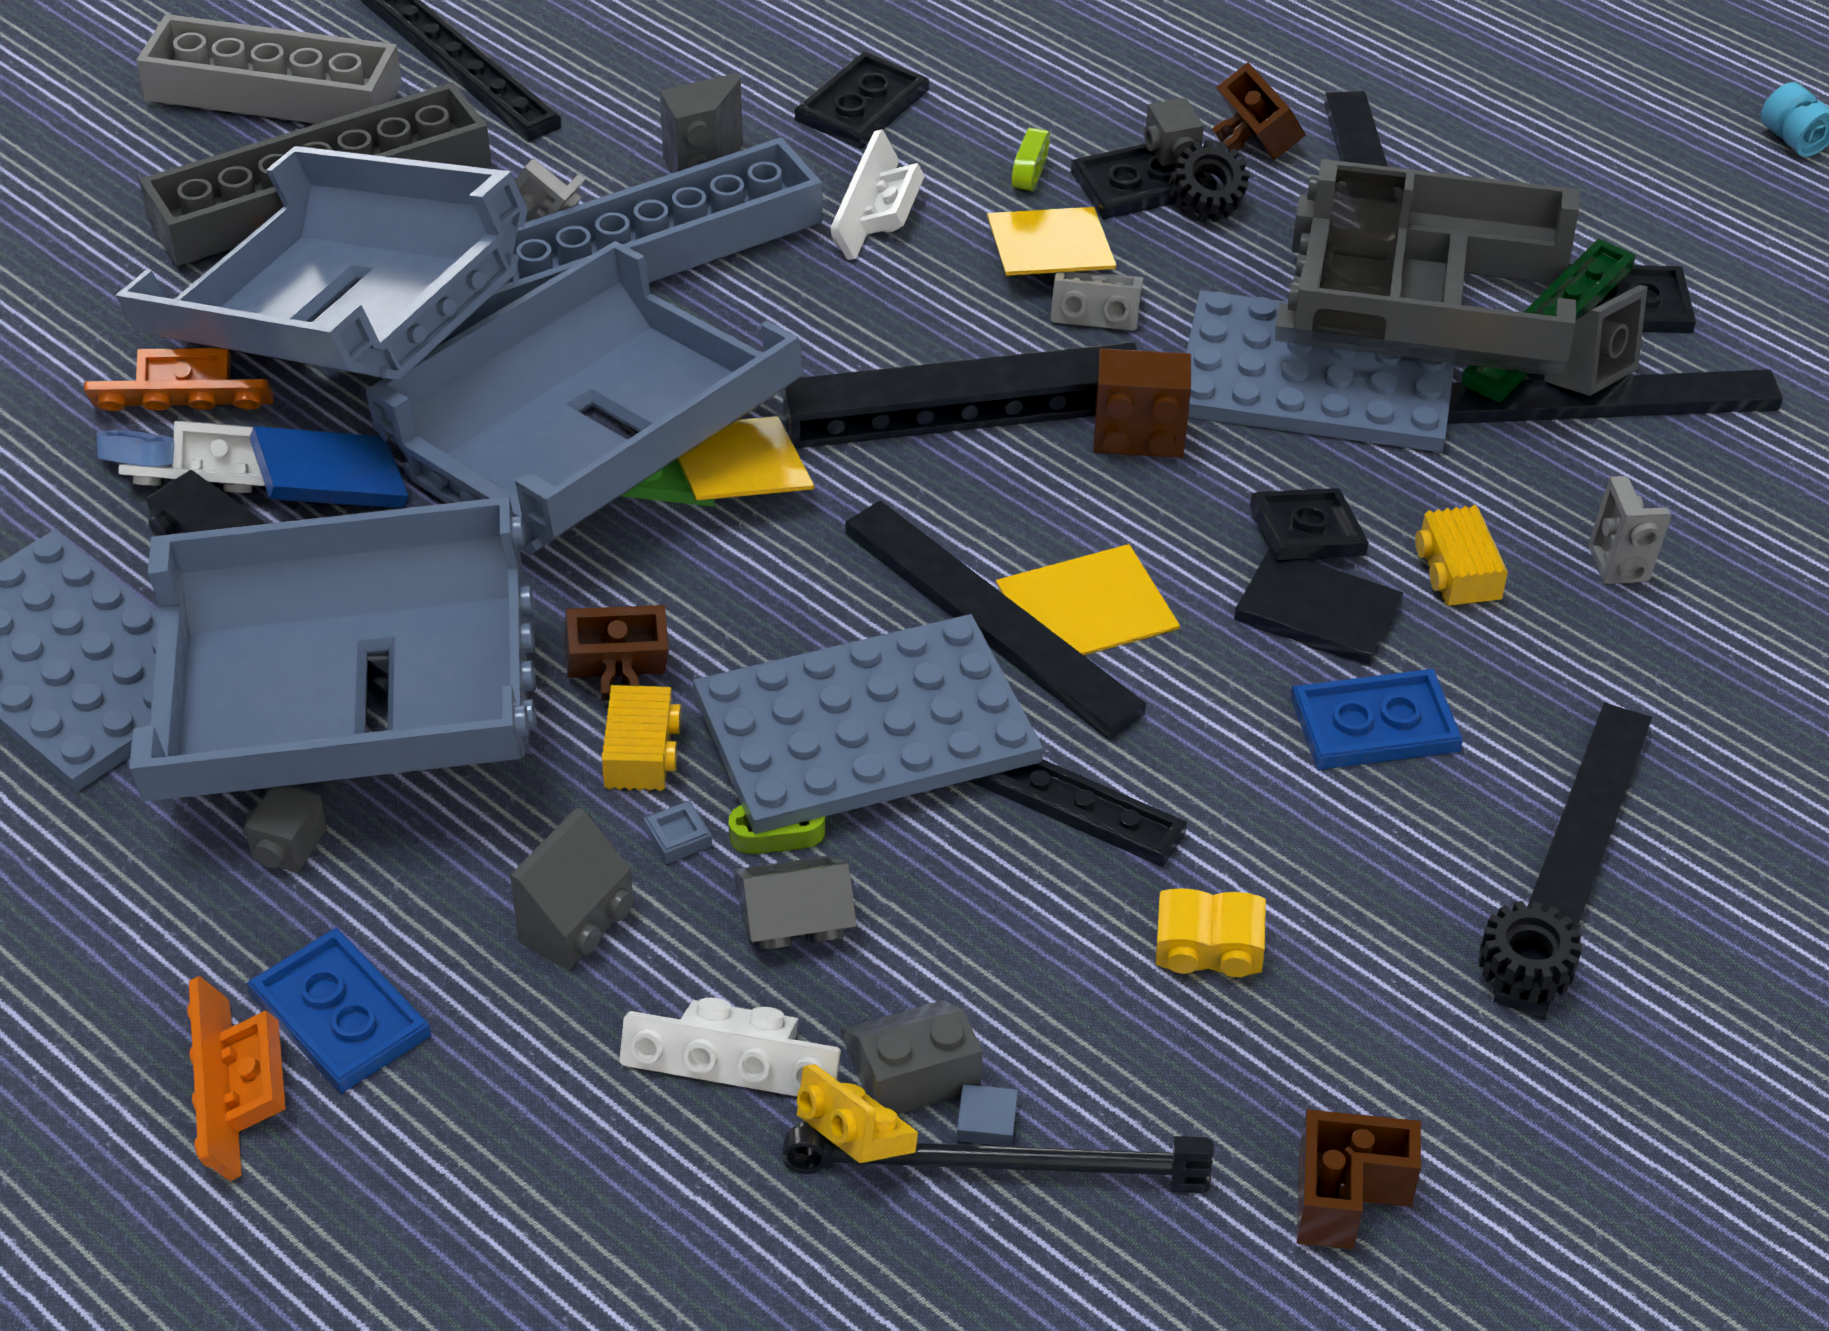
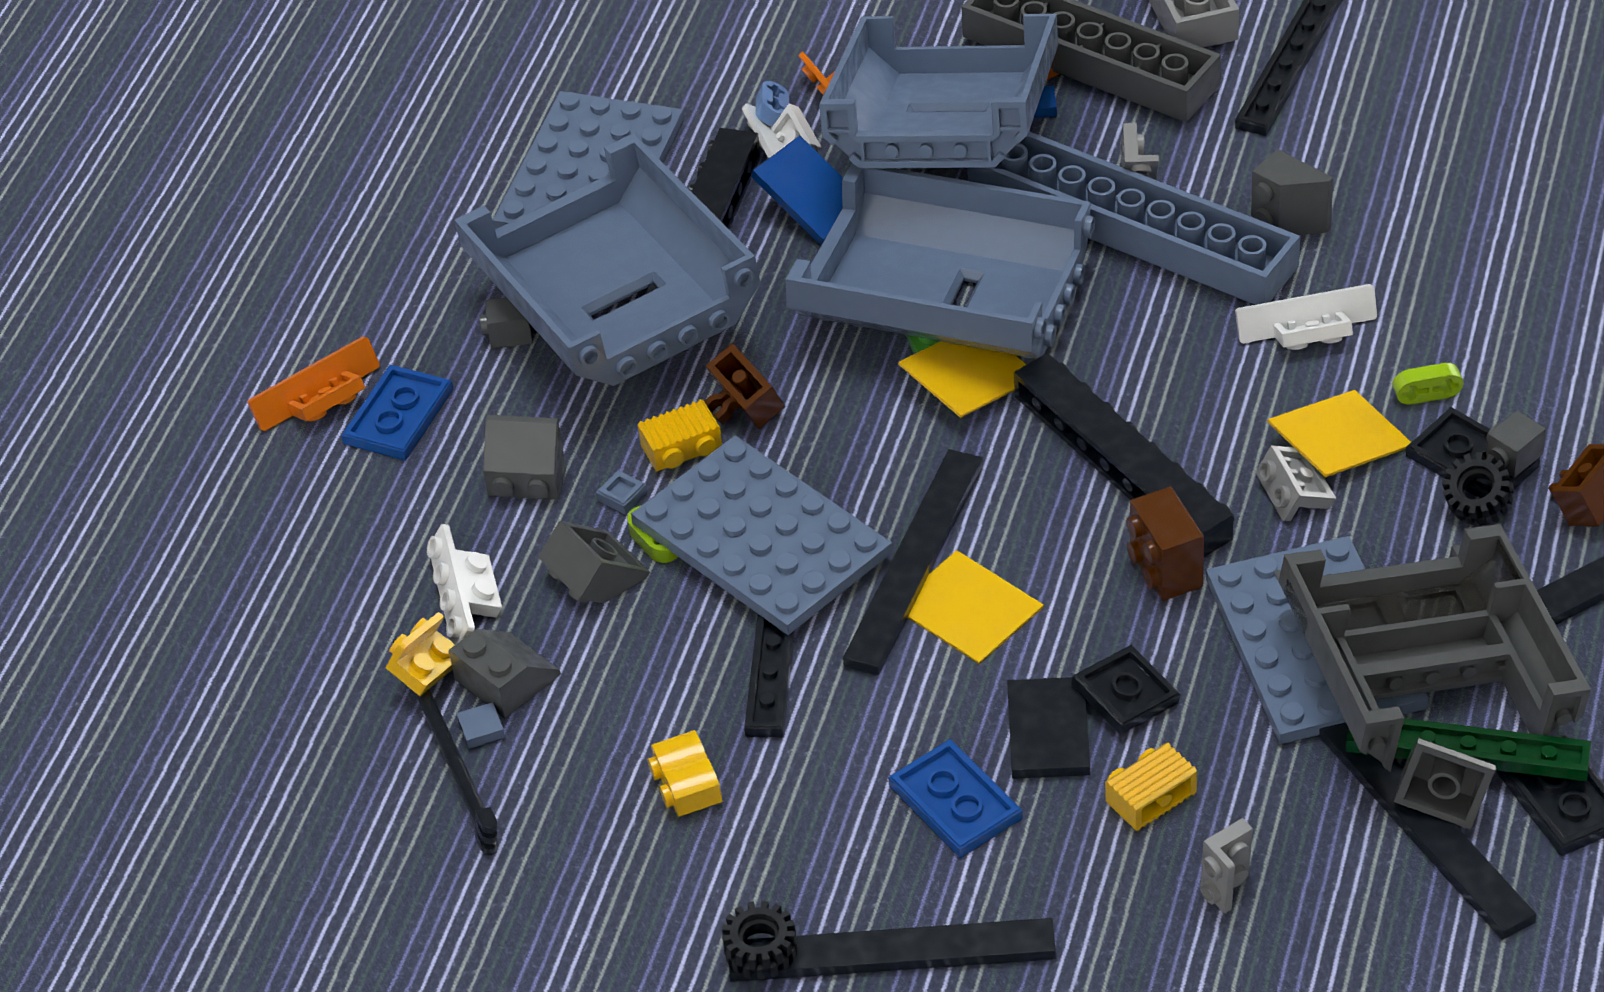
camera: 70 degrees right, 0 degrees up
(861, 99) = (1431, 268): black tile -> none
(1348, 1163) = (512, 899): reddish brown brick -> none

